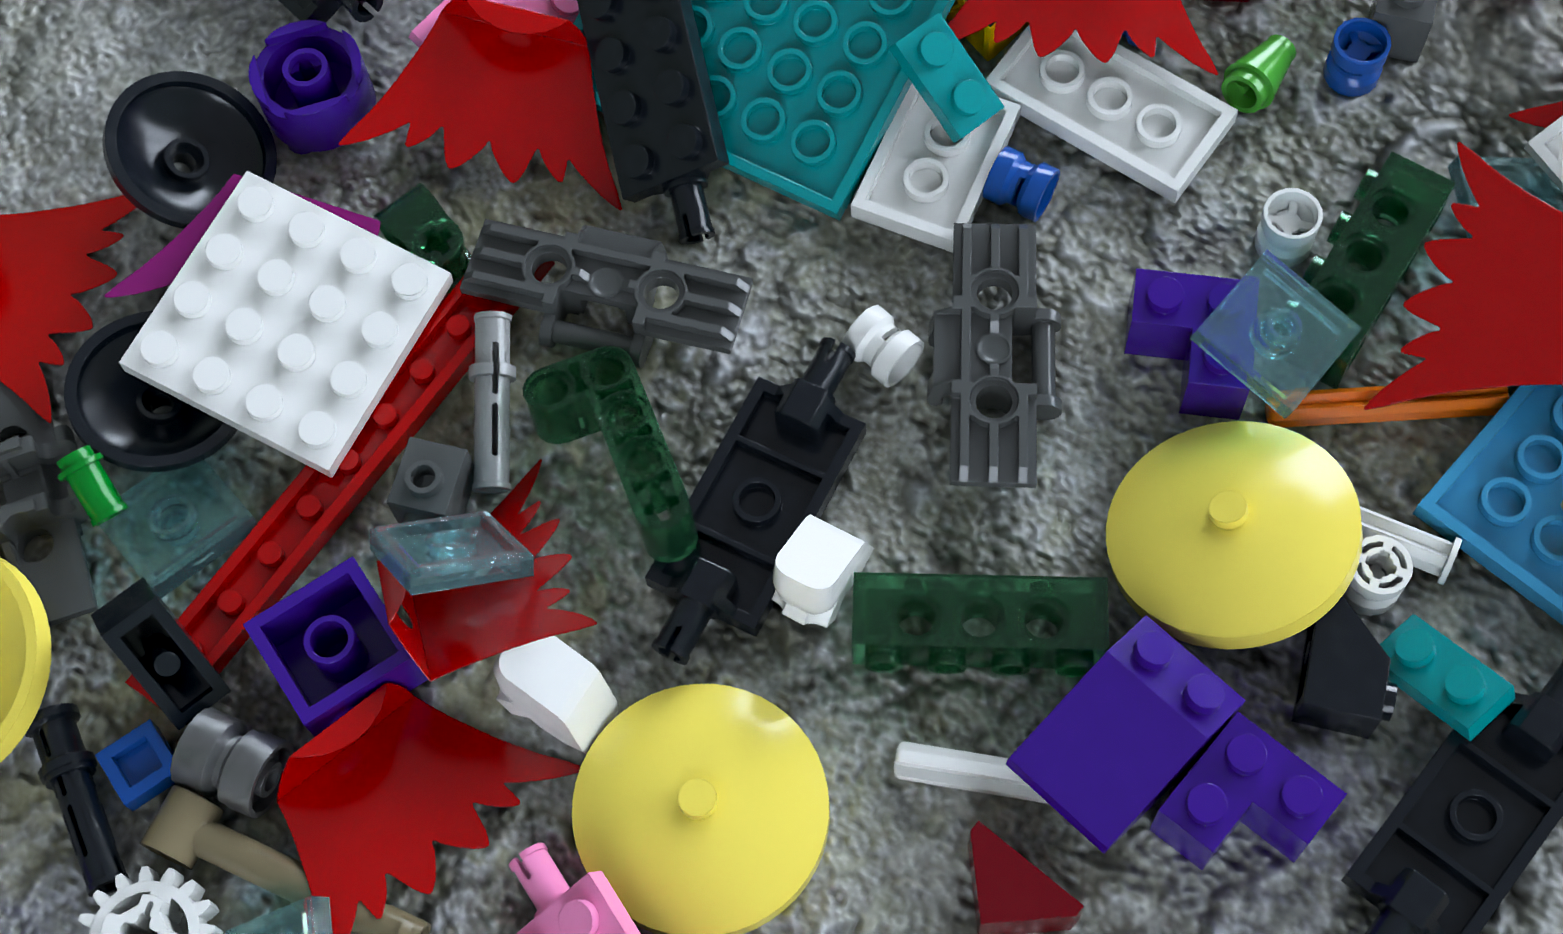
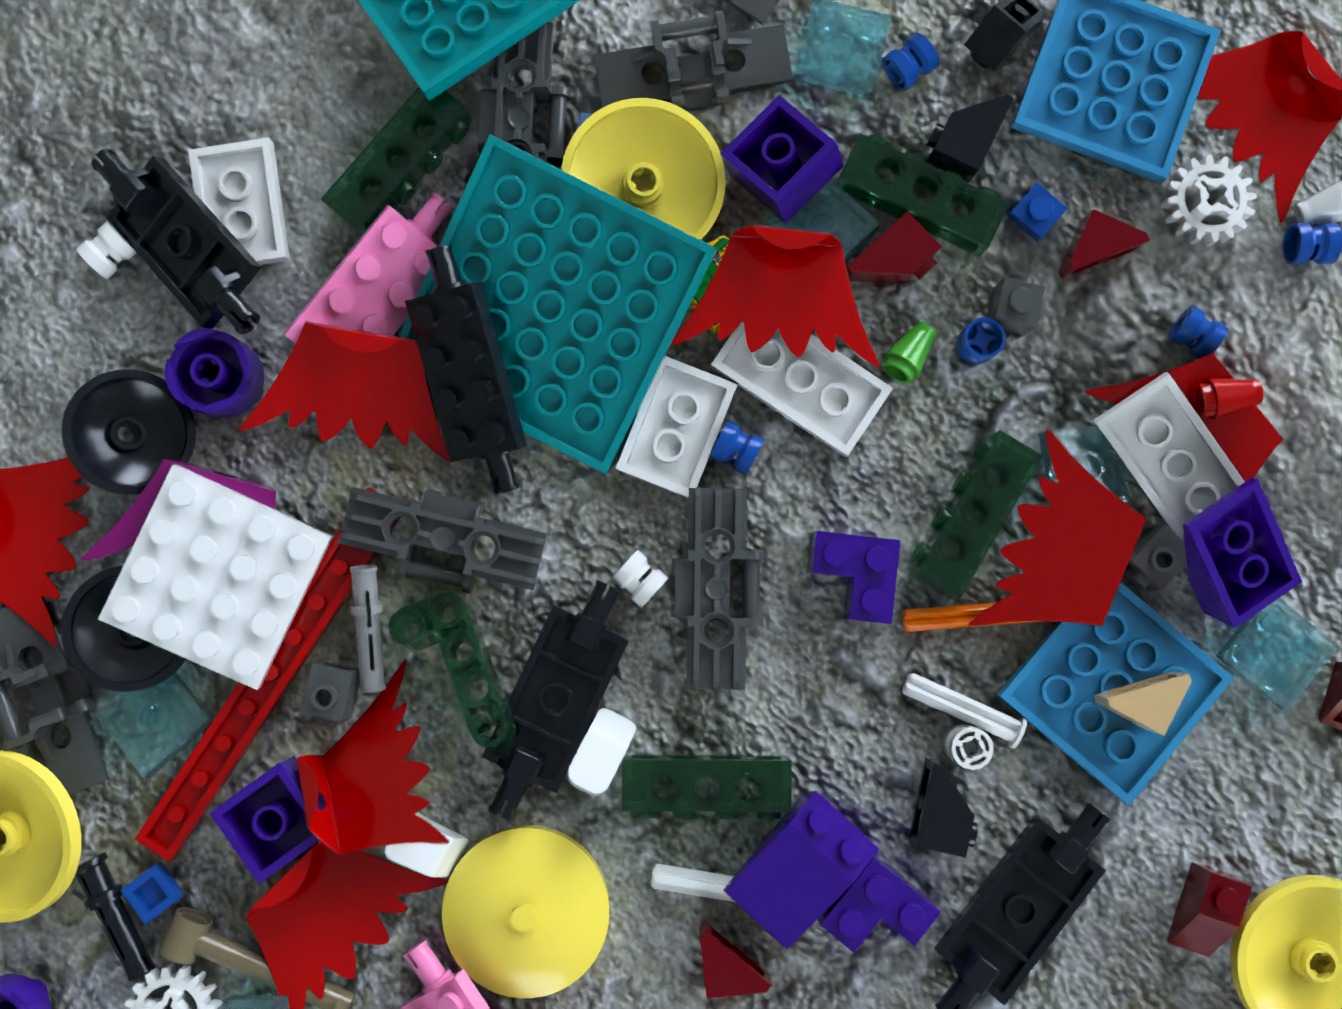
camera: 10 degrees left, 20 degrees up
(91, 484) = (91, 705): green pin -> none
(159, 653) = (152, 827): black slope -> none
(226, 759) = (213, 894): flat silver wheel -> none
(424, 229) = (307, 490): clear green piece -> none
(450, 552) = (347, 762): clear light blue plate -> none
(946, 77) = (683, 374): teal plate -> none
(1234, 534) = (876, 722): light yellow dish -> none
(1276, 334) = (911, 587): clear light blue plate -> none
(1289, 225) = (932, 482): white wheel -> none
(1445, 677) = (1007, 818): teal plate -> none

